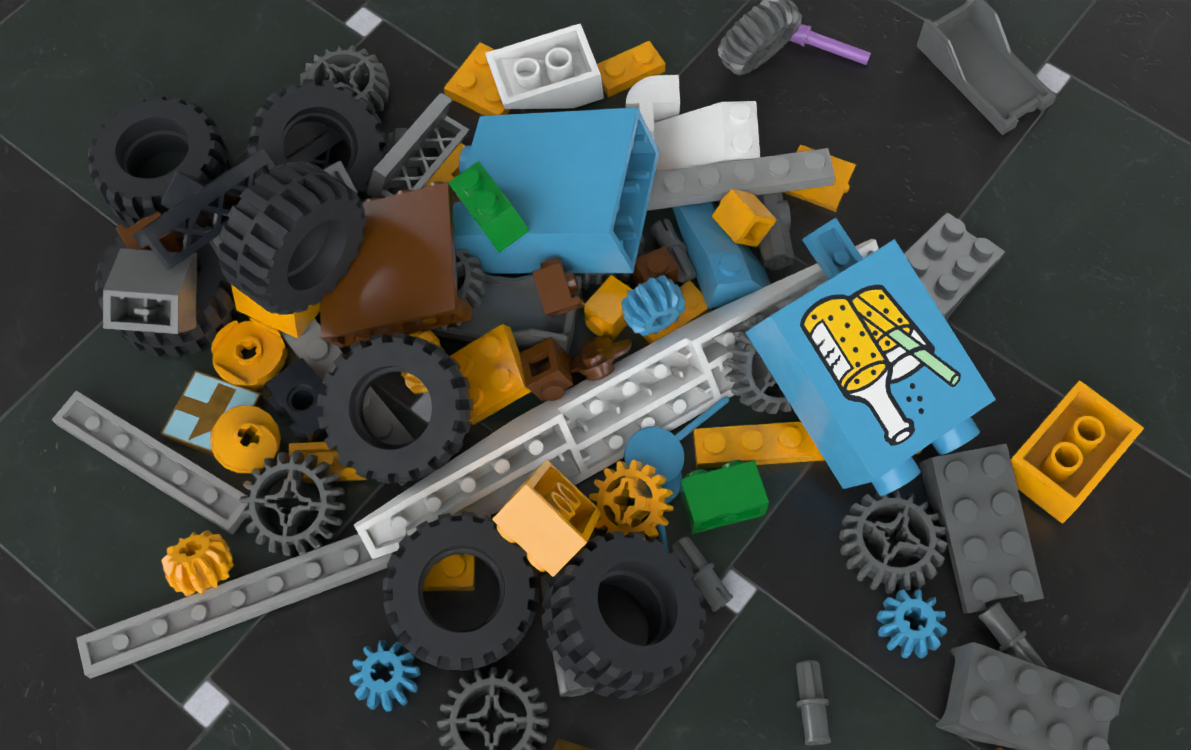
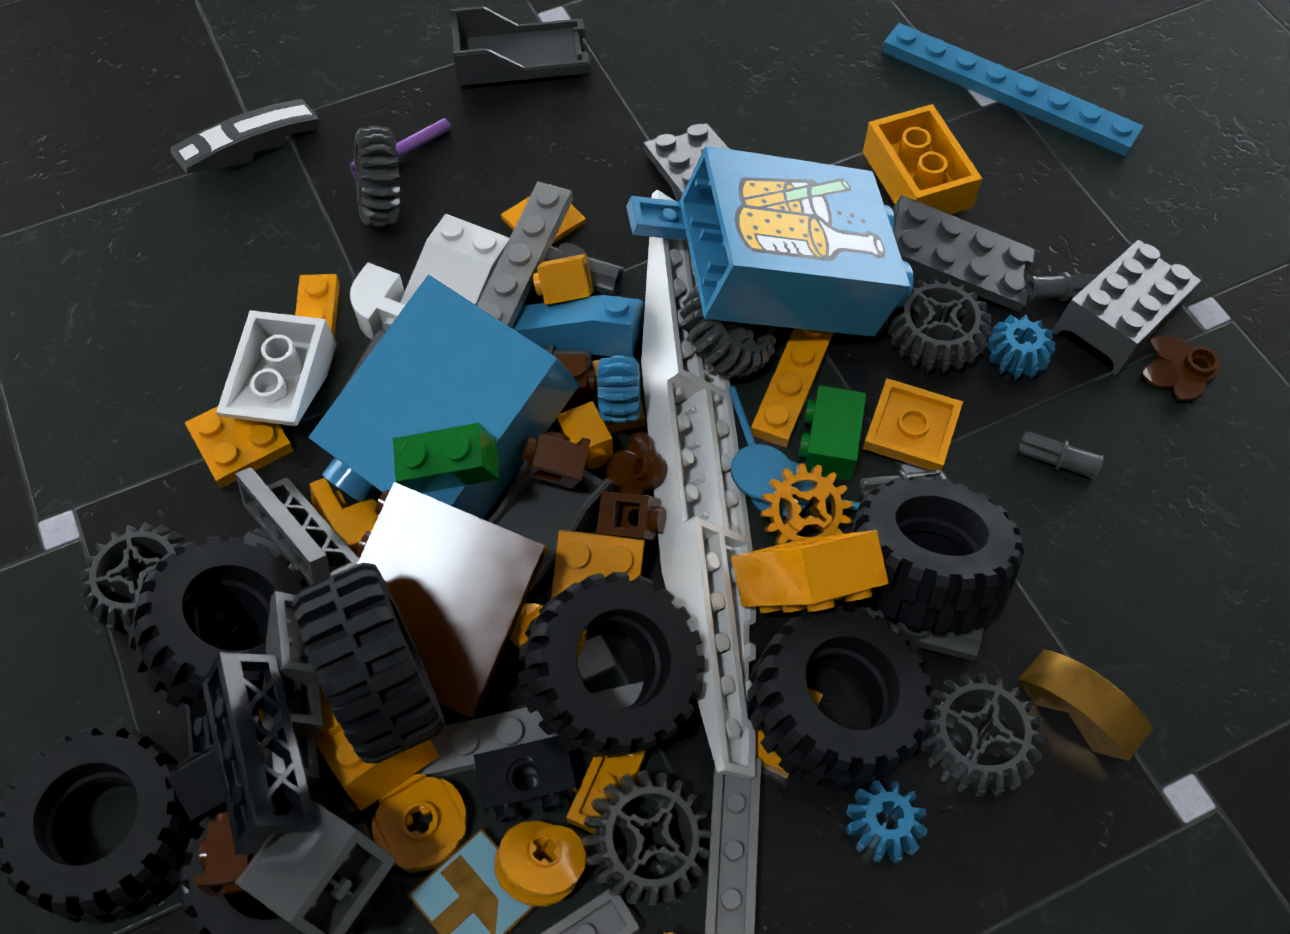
camera: 65 degrees left, 5 degrees down
(770, 560) = (913, 425): none -> light orange plate

